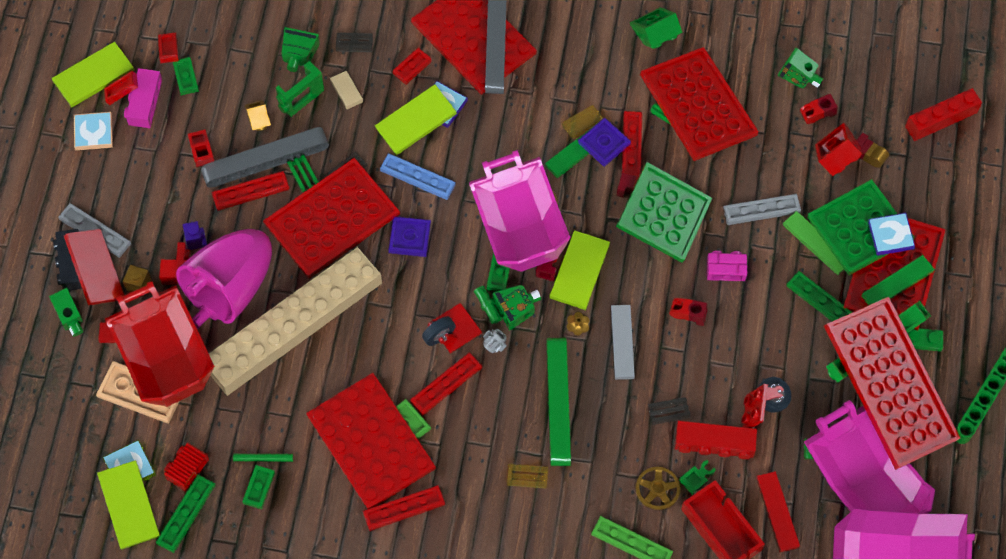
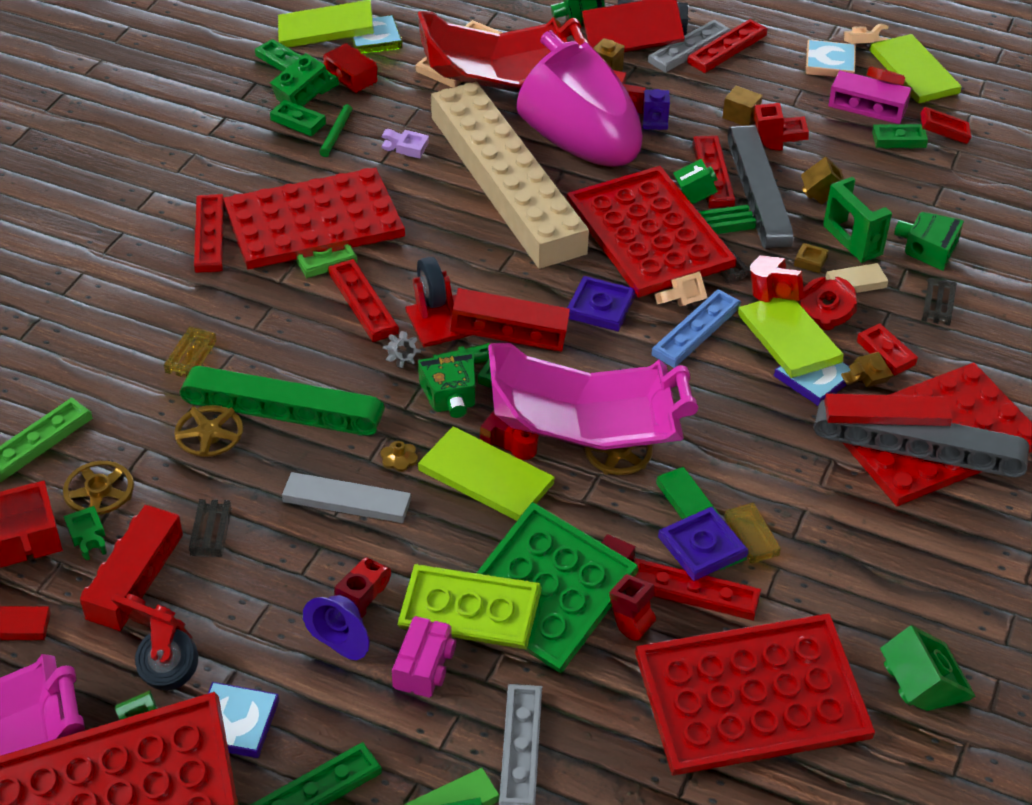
camera: 105 degrees right, 20 degrees down
(63, 111) = (862, 35): none -> light nougat plate
(89, 203) = (727, 46): none -> red tile
(175, 179) = (740, 105): none -> pearl gold brick
(220, 494) = (301, 81): none -> green brick
(271, 397) = (408, 143): none -> lavender plate
(278, 193) = (696, 181): none -> green brick
(330, 119) = (811, 257): none -> pearl gold tile
(372, 136) = (773, 280): none -> red brick
(379, 91) = (834, 314): none -> red plate
(390, 185) = (685, 289): none -> light nougat plate
(435, 72) = (869, 369): none -> pearl gold plate
(451, 281) = (509, 319): none -> red brick
(490, 50) = (888, 409): none -> red tile
(593, 439) = (208, 430): none -> pearl gold wheel
(668, 162) = (633, 609): none -> dark red leg
(688, 249) = (473, 605): none -> lime tile
(721, 312) = (338, 625): none -> dark purple piece
(793, 351) = (246, 717): none -> tile

